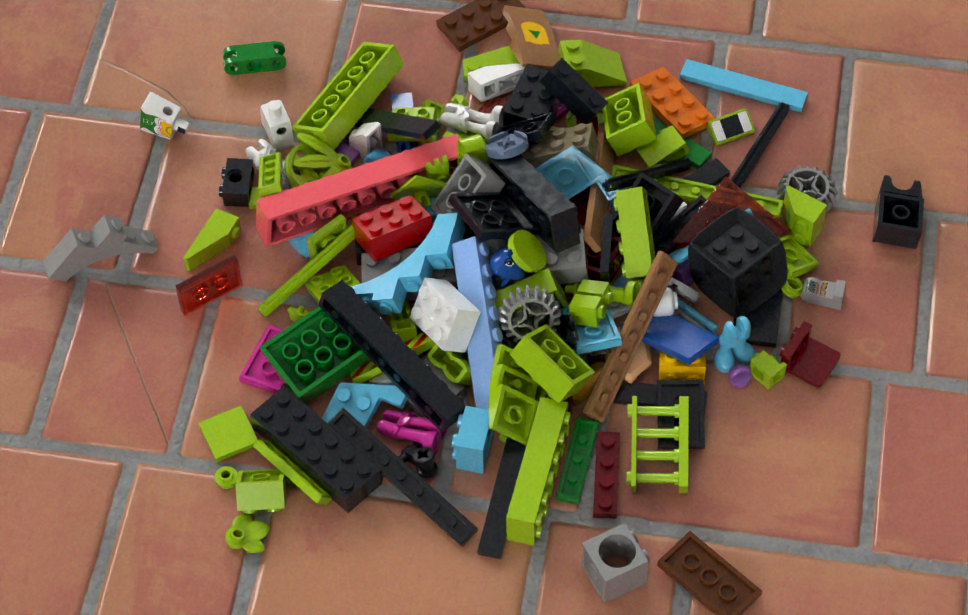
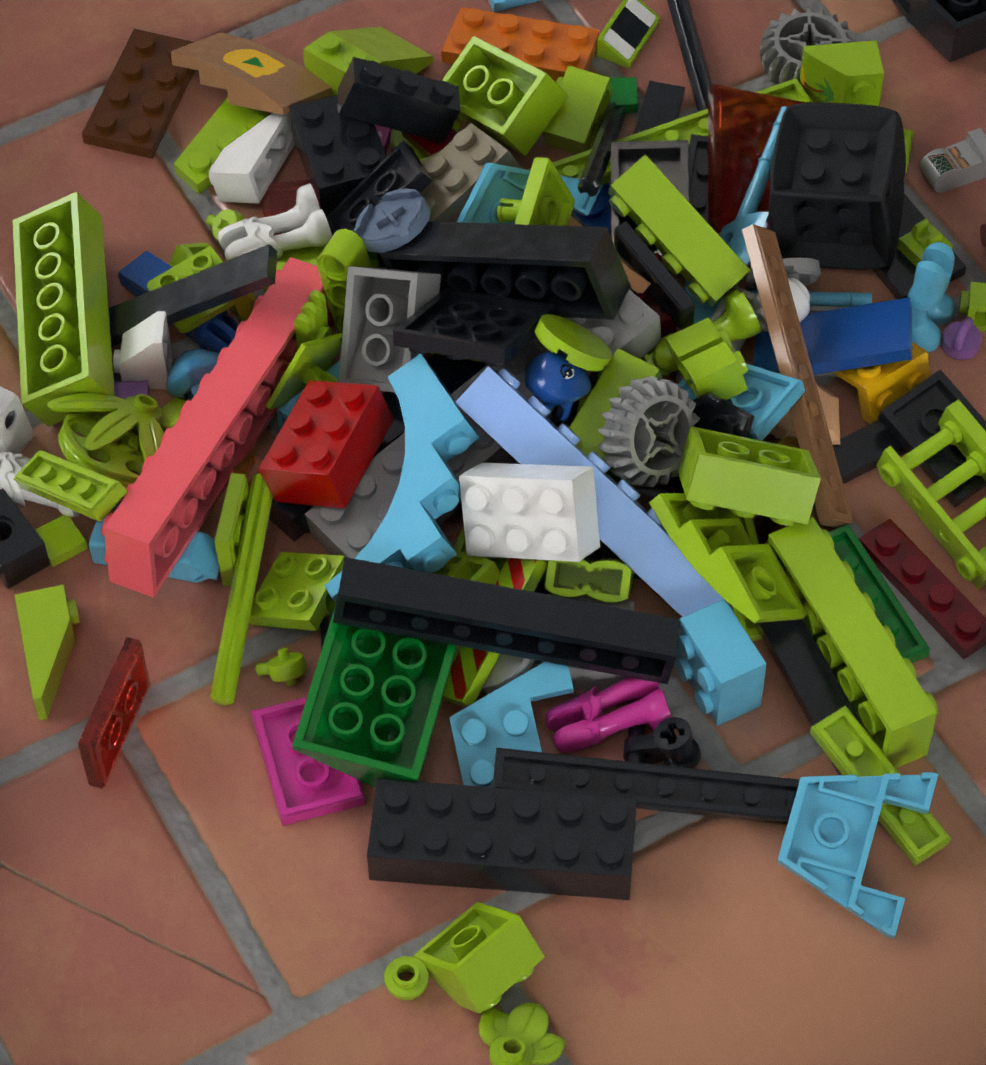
camera: 40 degrees left, 0 degrees up
(228, 433) = (345, 912): lime tile -> none
(293, 472) = (500, 896): lime tile -> none
(453, 544) = (834, 831): none -> medium azure wing
(493, 541) = (857, 754): none -> lime tile
(578, 181) = (544, 199): none -> lime tile
(764, 319) = (916, 241): none -> lime tile
(792, 287) = (916, 182): lime plate -> none

